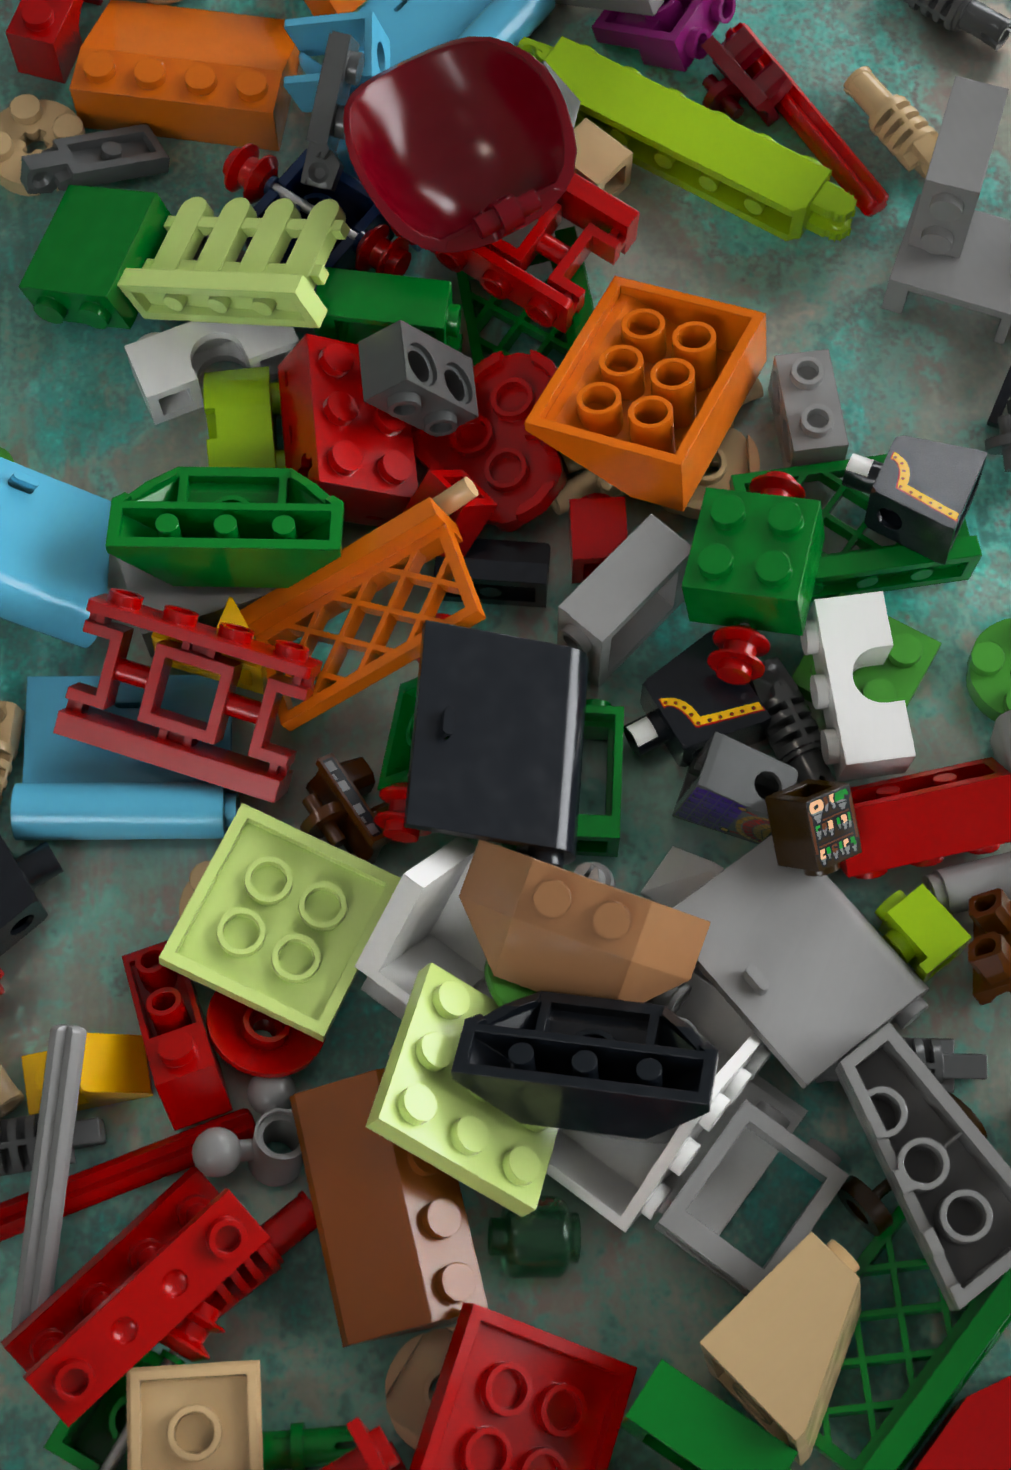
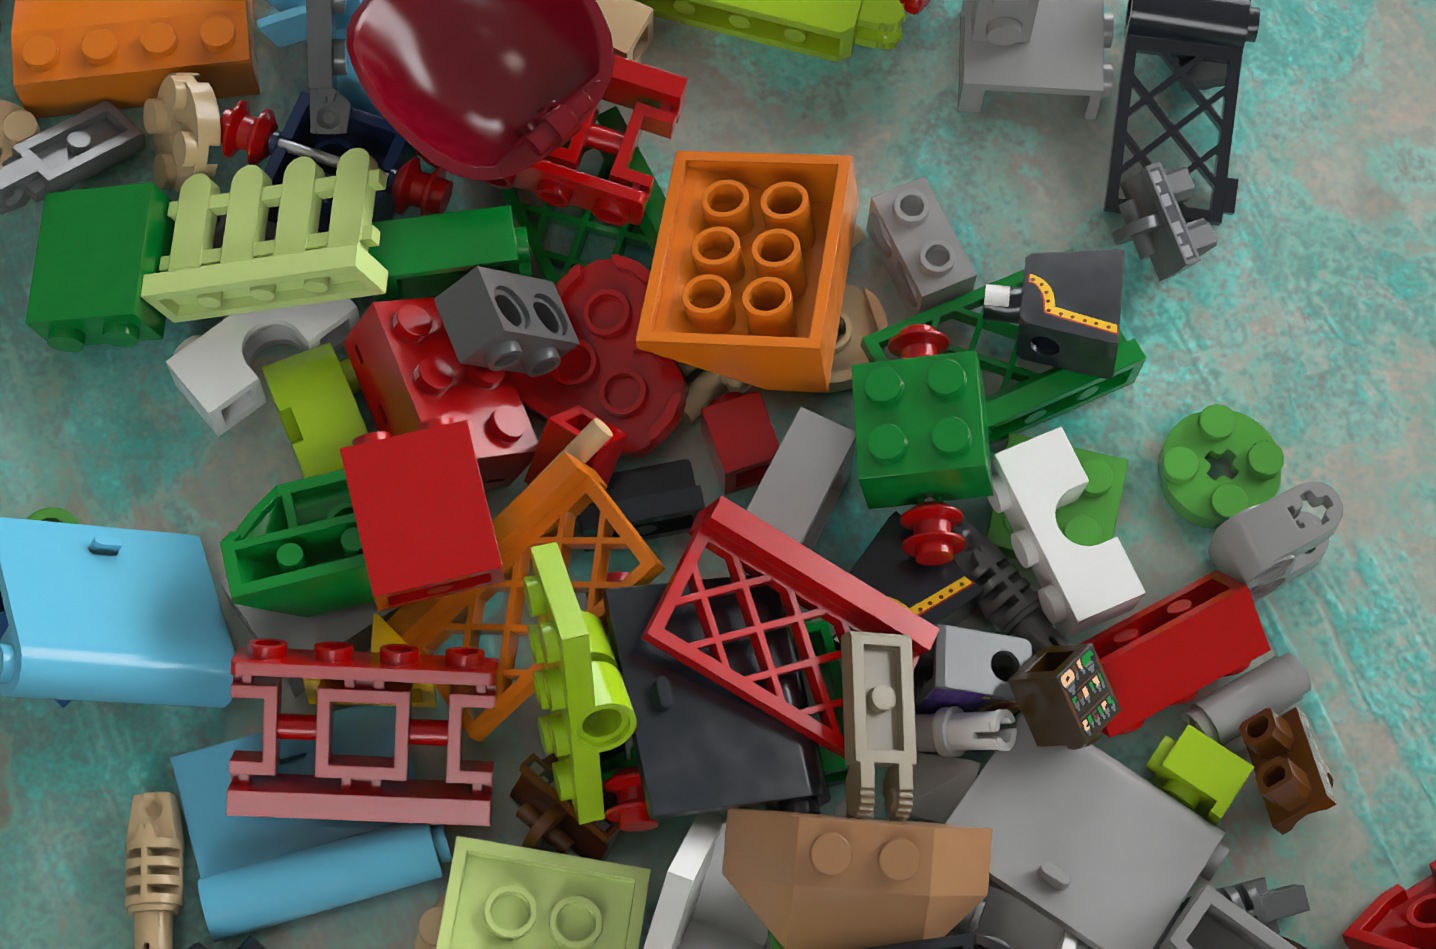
camera: 20 degrees left, 0 degrees up
(200, 156) = (183, 127): none -> tan plate
(288, 517) = (421, 513): none -> red panel
(377, 693) = (577, 684): none -> lime plate
(613, 666) = (801, 580): none -> red fence
(634, 797) = (878, 721): none -> dark tan hinge
(706, 833) = (955, 731): none -> white pin

